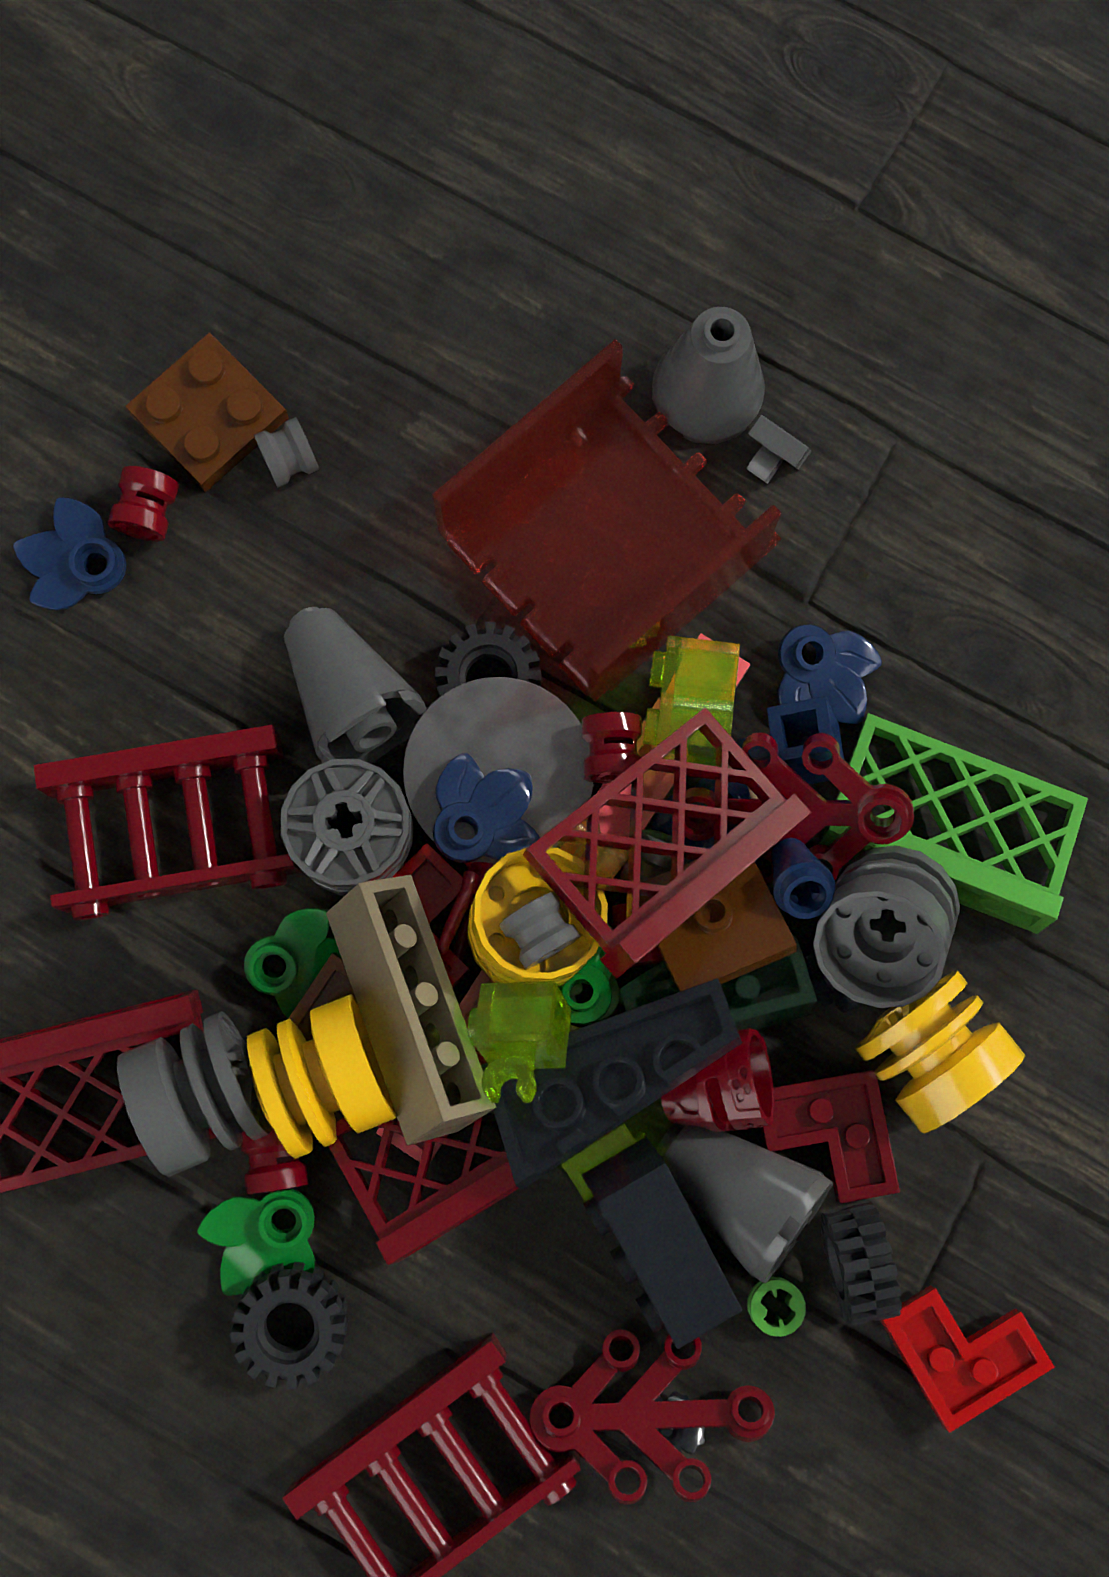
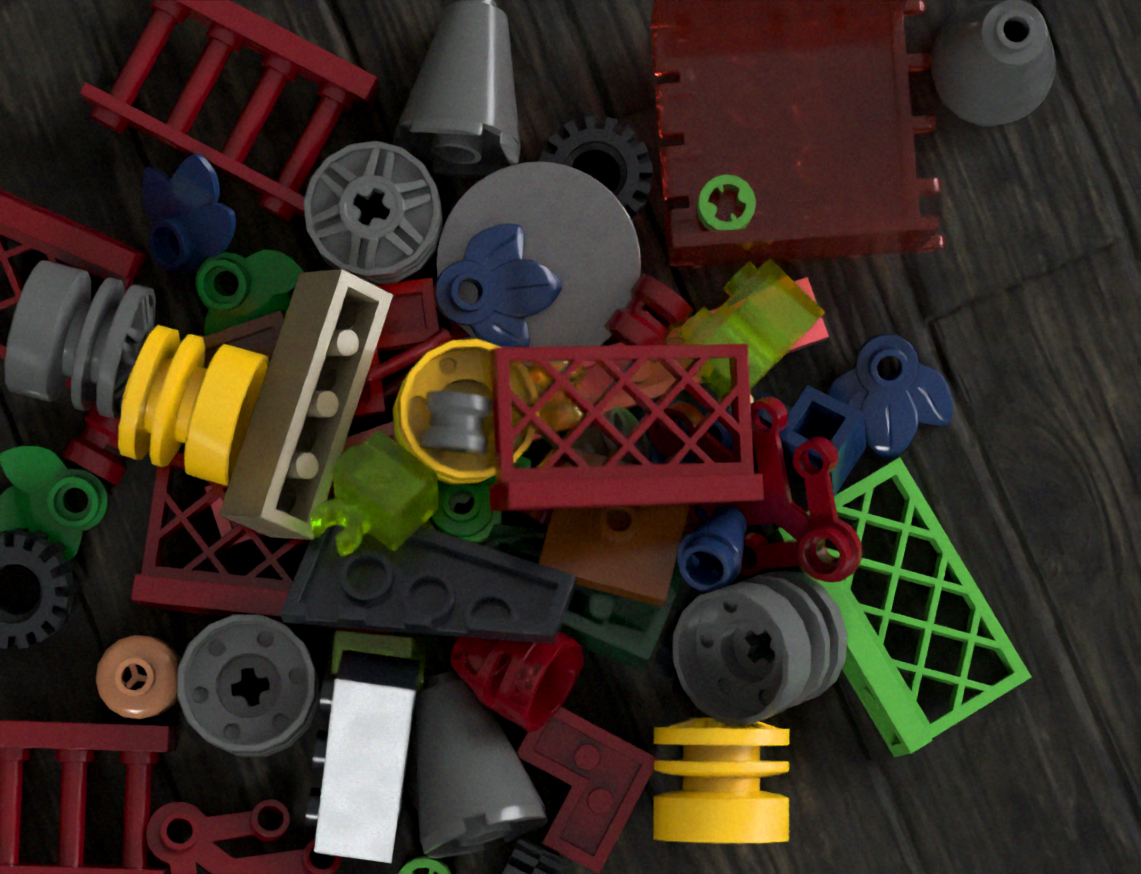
camera: 40 degrees right, 5 degrees up
(204, 937) = (186, 215): none -> dark blue plate
(459, 1308) = (161, 684): none -> nougat head
(491, 1260) = (218, 665): none -> dark grey wheel
(613, 610) = (744, 200): none -> bright green bush
(776, 448) = (1005, 165): dark grey tile -> none

